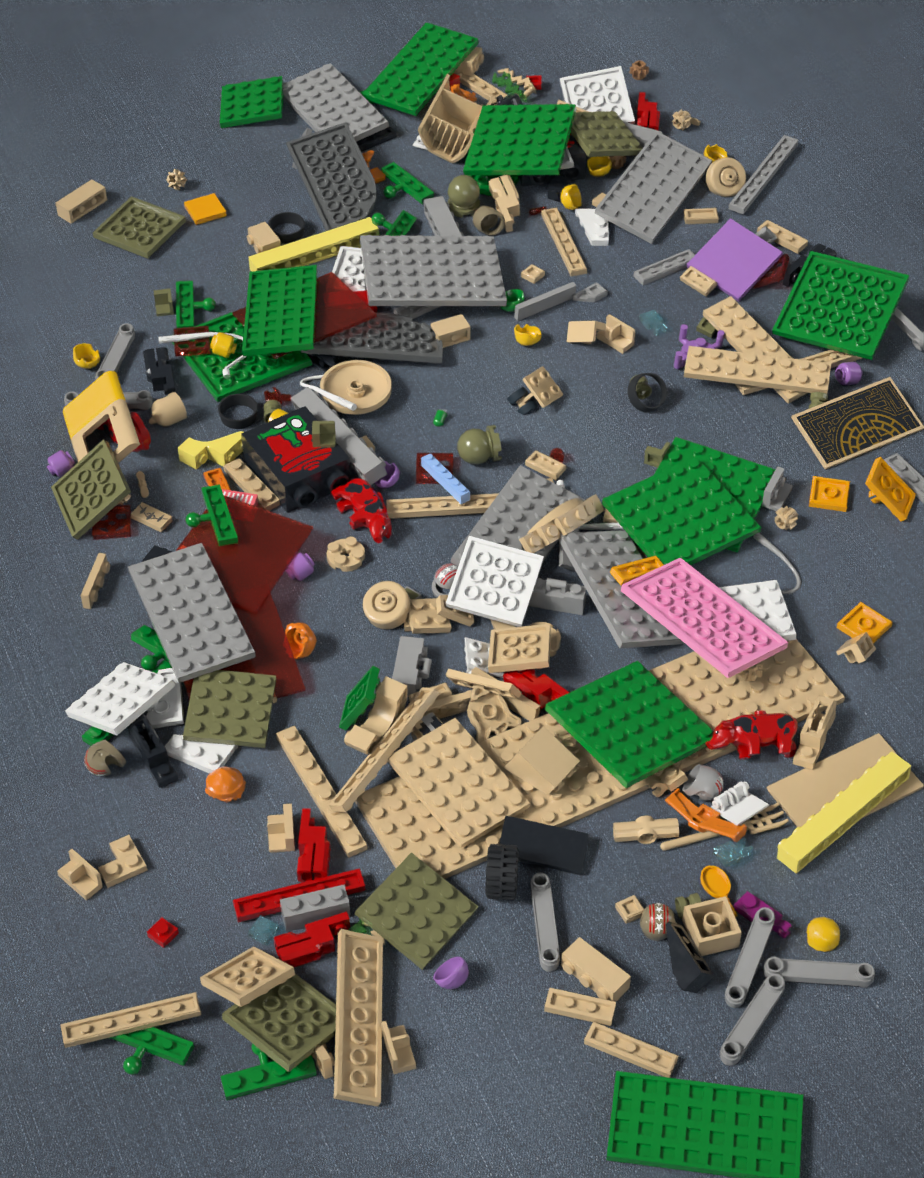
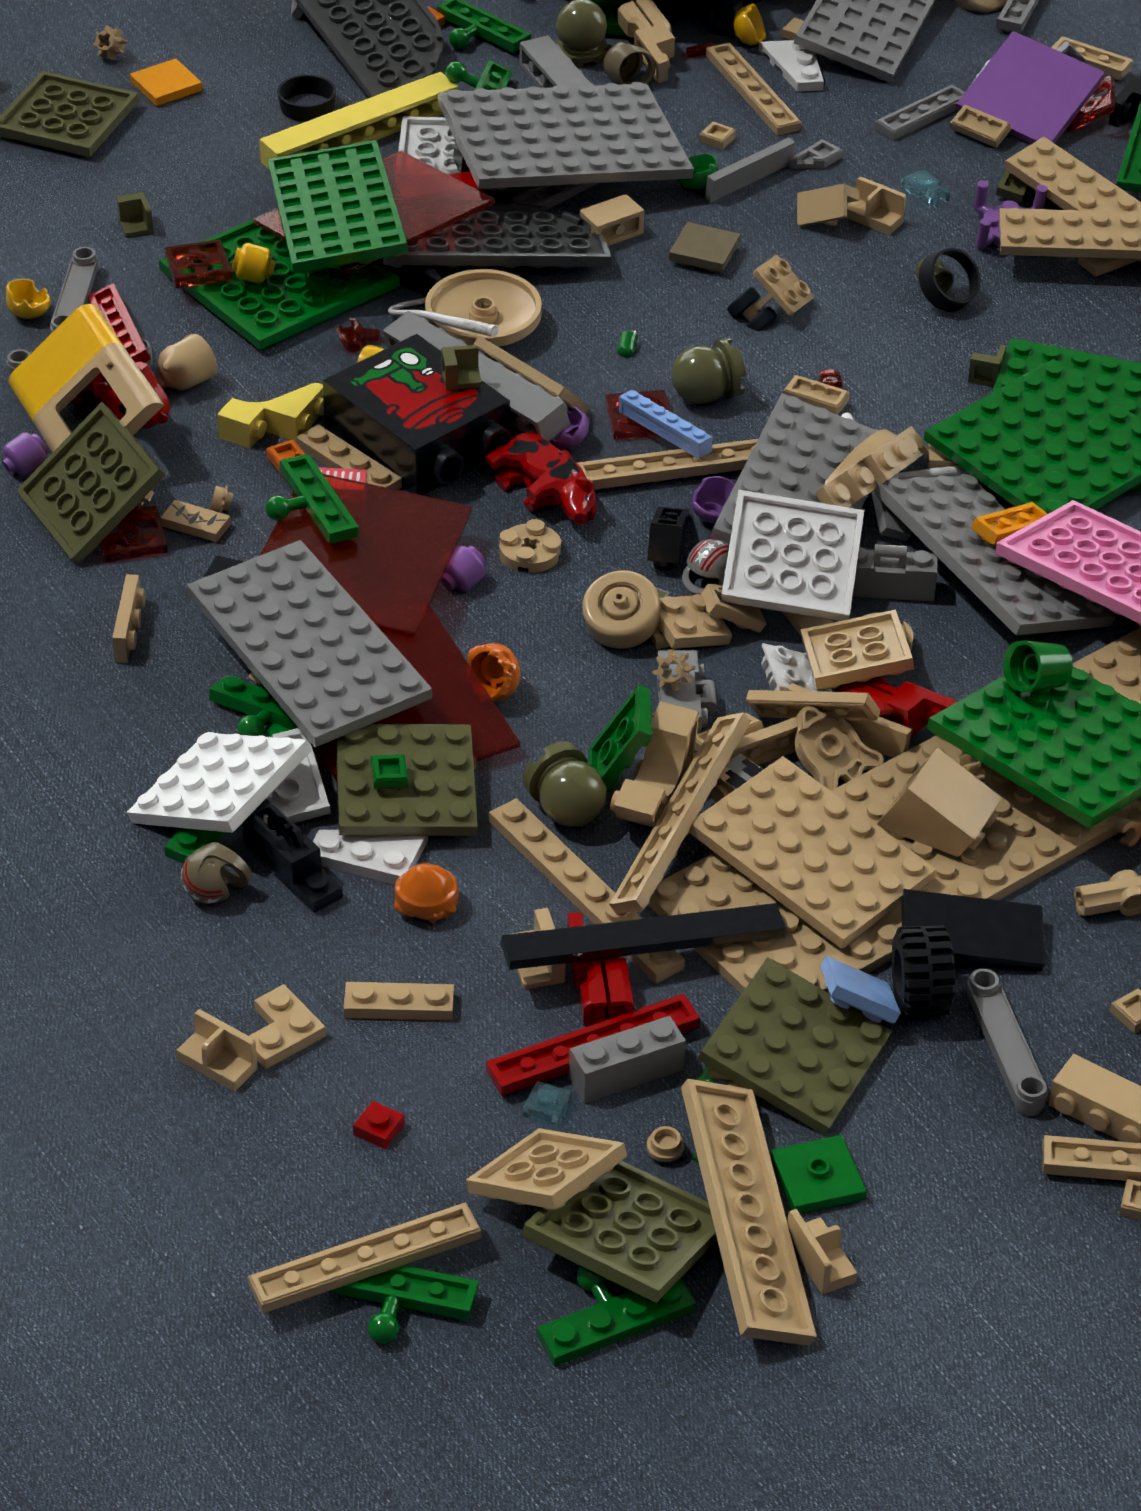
camera: 10 degrees left, 5 degrees down
(134, 381) = (117, 316): none -> plate
(142, 484) = (173, 485): tan piece -> none
(160, 376) = (155, 313): black plate -> none
(169, 504) = (221, 499): none -> tan plate
(184, 337) = (186, 257): white piece -> none
(185, 304) = (173, 218): green plate -> none
(194, 852) = (399, 1001): none -> tan plate
(218, 703) = (389, 771): none -> green tile
(234, 400) = (298, 342): black tyre -> none
(262, 238) = (272, 113): tan brick -> none
(269, 407) = (351, 348): olive wheel -> none
(311, 944) = (639, 1109): red plate -> none
(322, 722) = (566, 785): none -> olive tile
(324, 1061) = (706, 1285): tan plate -> none
(325, 966) = (665, 1144): none -> tan plate
(342, 829) = (642, 936): none -> black tile
(372, 437) = (530, 374): none -> tan tile
(403, 653) = (682, 668): none -> tan gear
(410, 996) = (818, 1174): none -> green plate
(429, 554) = (667, 536): none -> black slope
(452, 973) = (879, 1131): medium lavender piece -> none
(460, 531) = (711, 498): none -> medium lavender hair
(462, 879) = (860, 990): none -> light blue tile
(503, 354) = (704, 247): none -> dark tan tile
(527, 335) = (735, 217): yellow hair -> none
(620, 675) = (1036, 666): none -> green hat
(700, 216) = (956, 40): tan tile -> none

